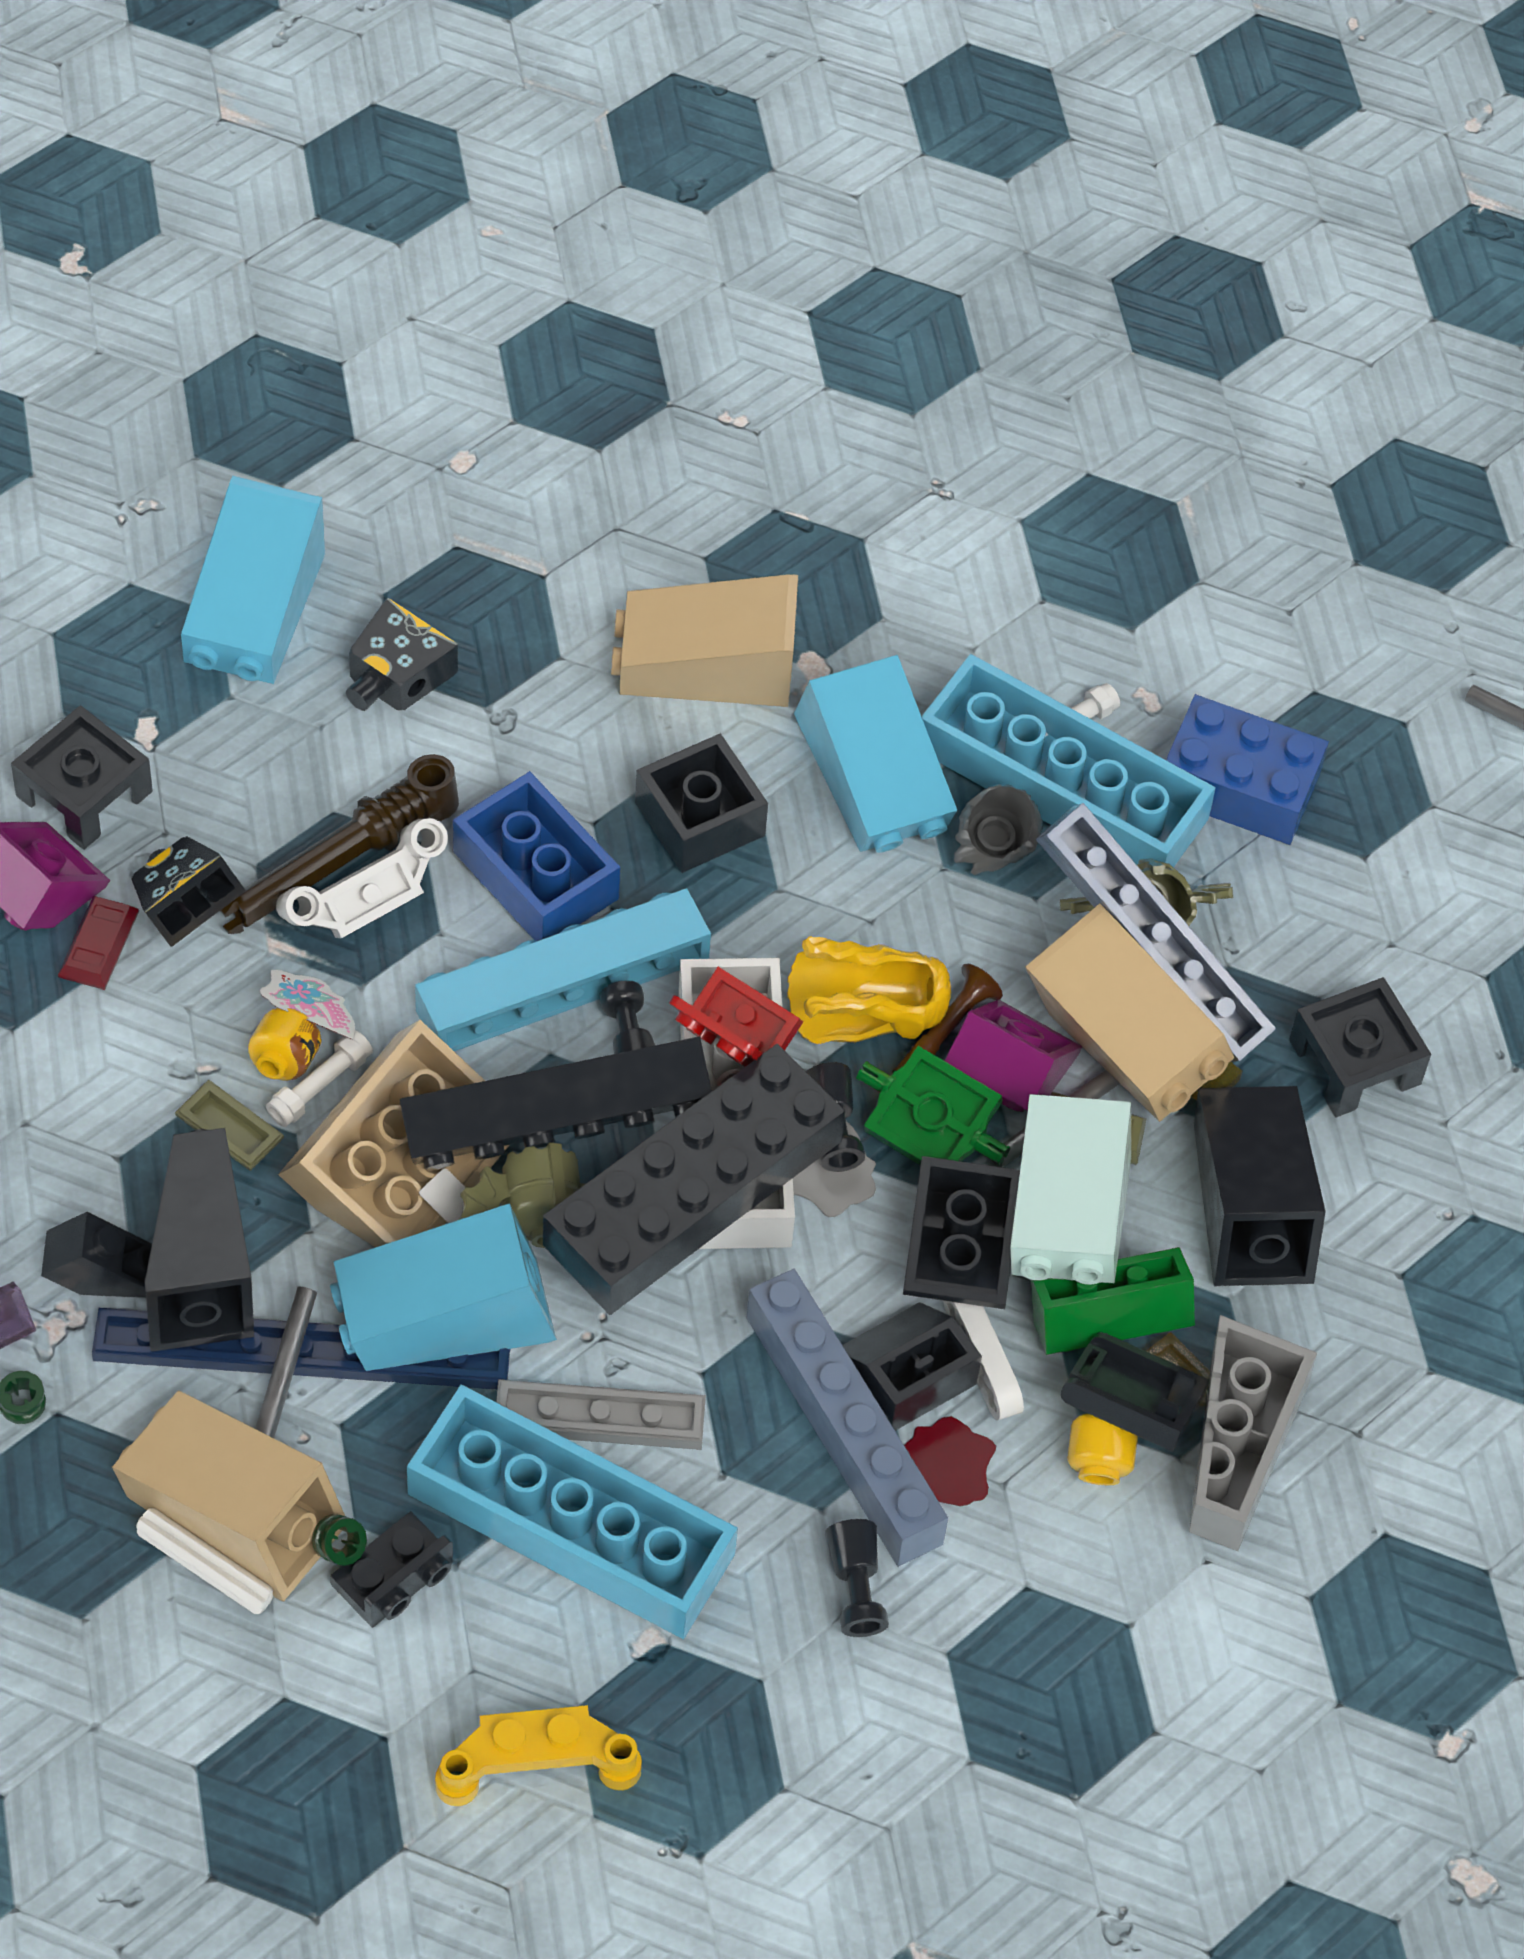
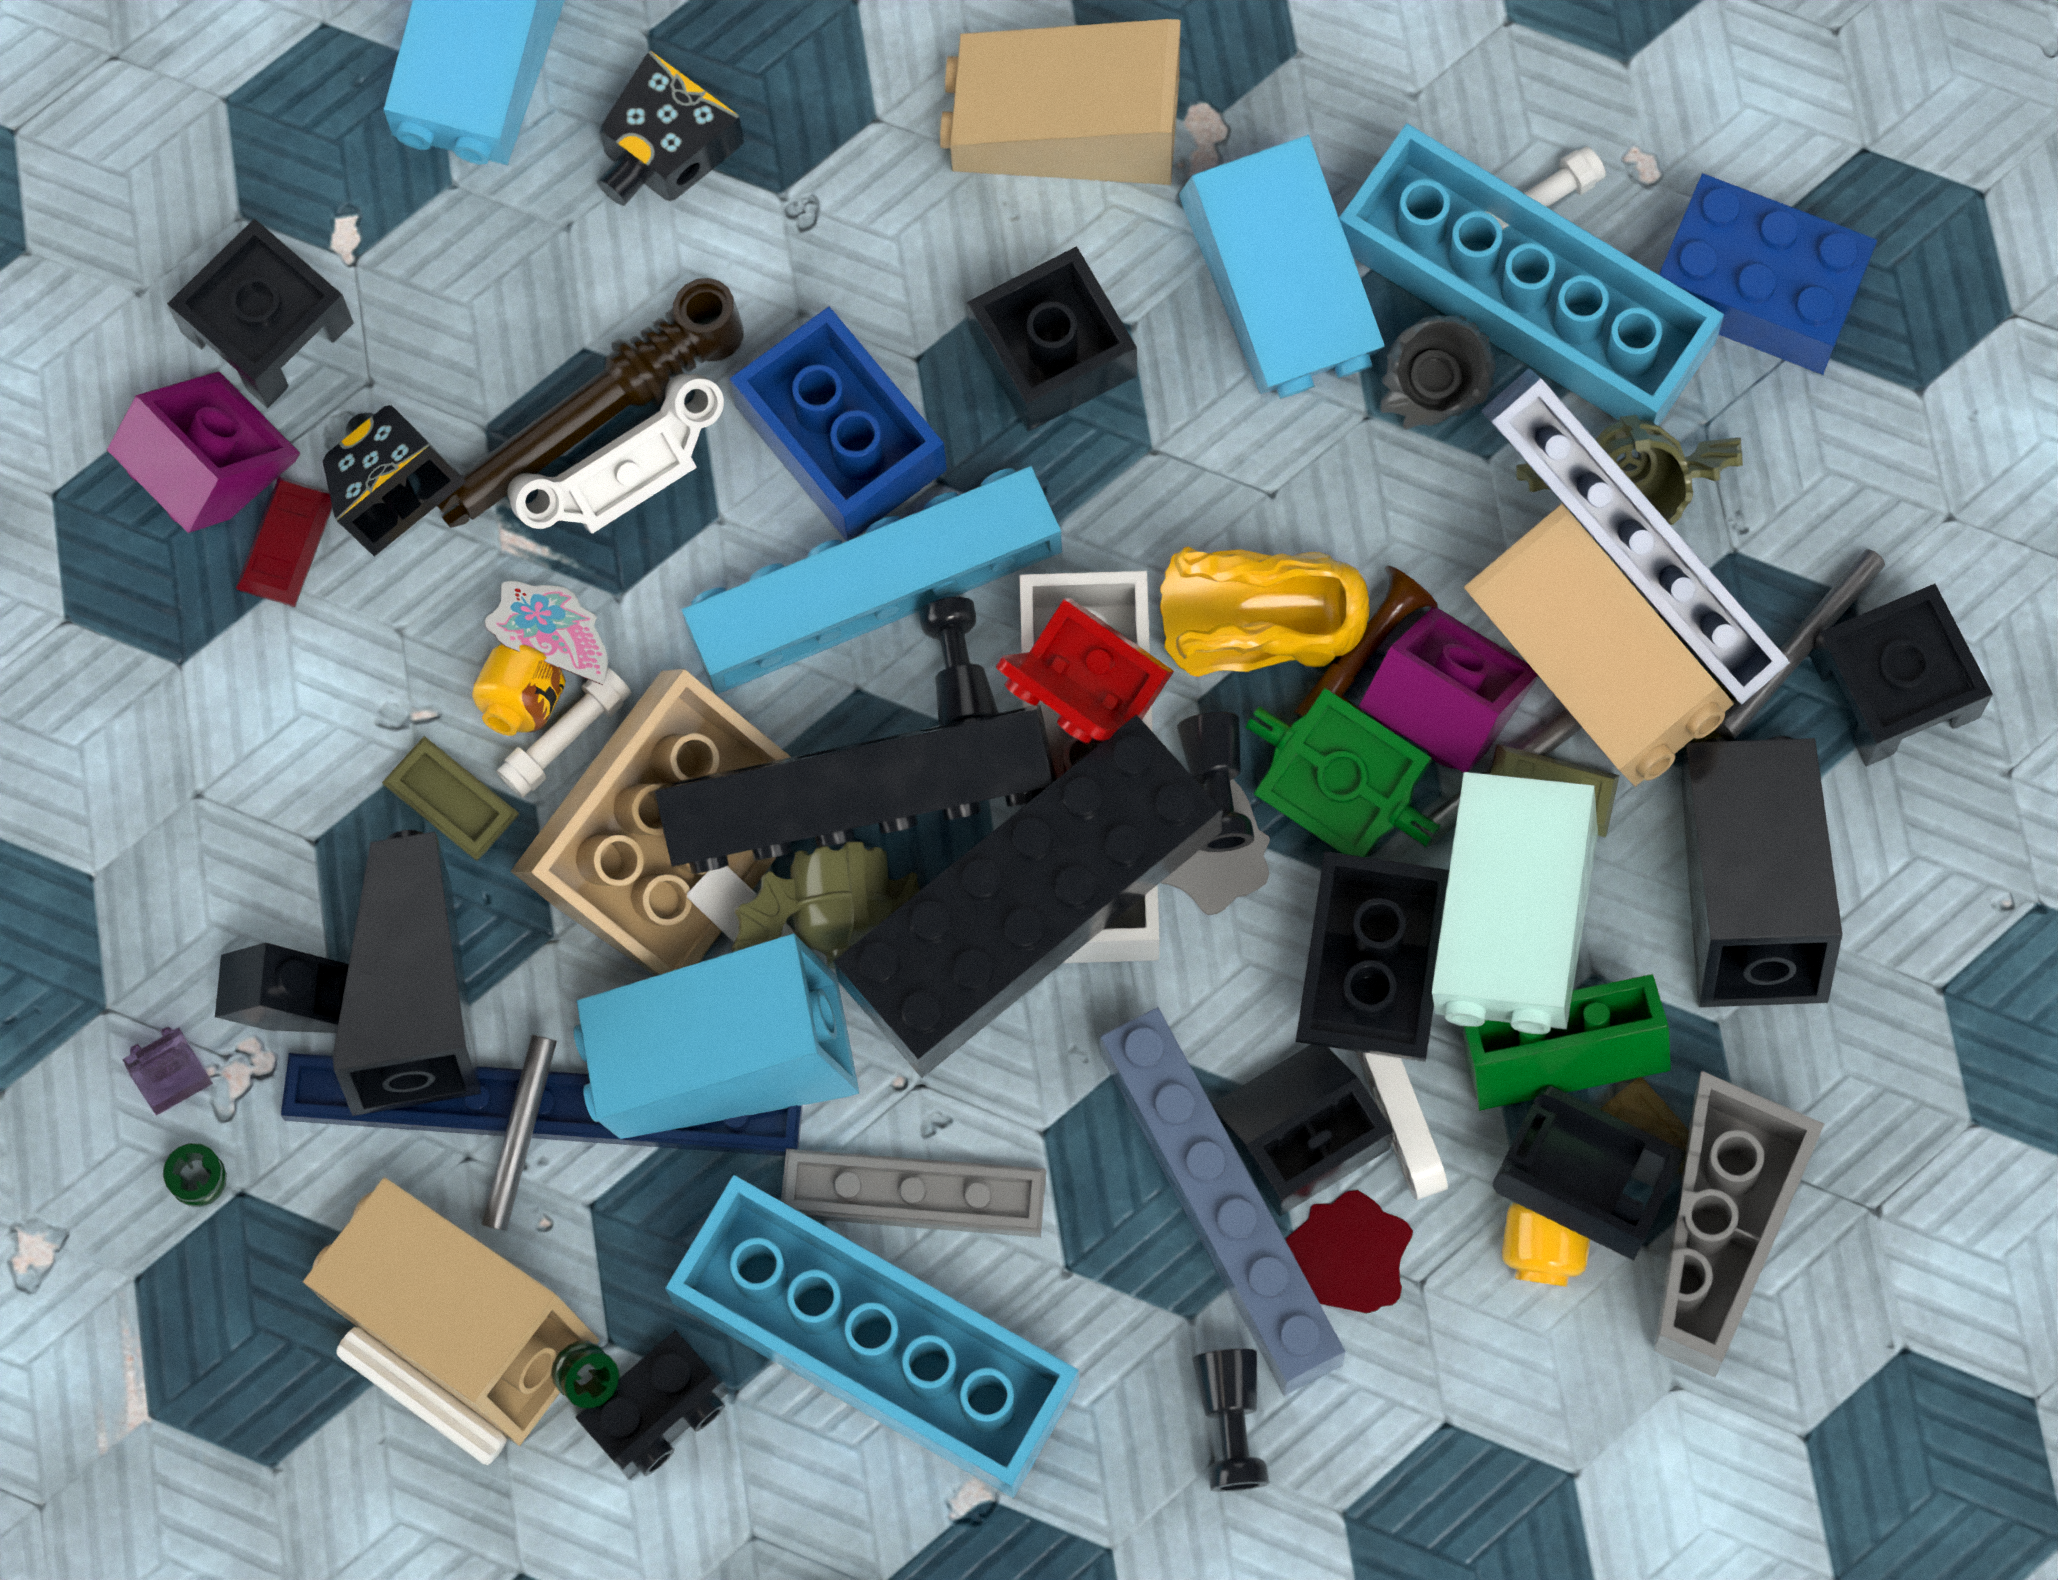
camera: 10 degrees right, 15 degrees up
(1283, 1023) = (1804, 638): none -> flat silver bar

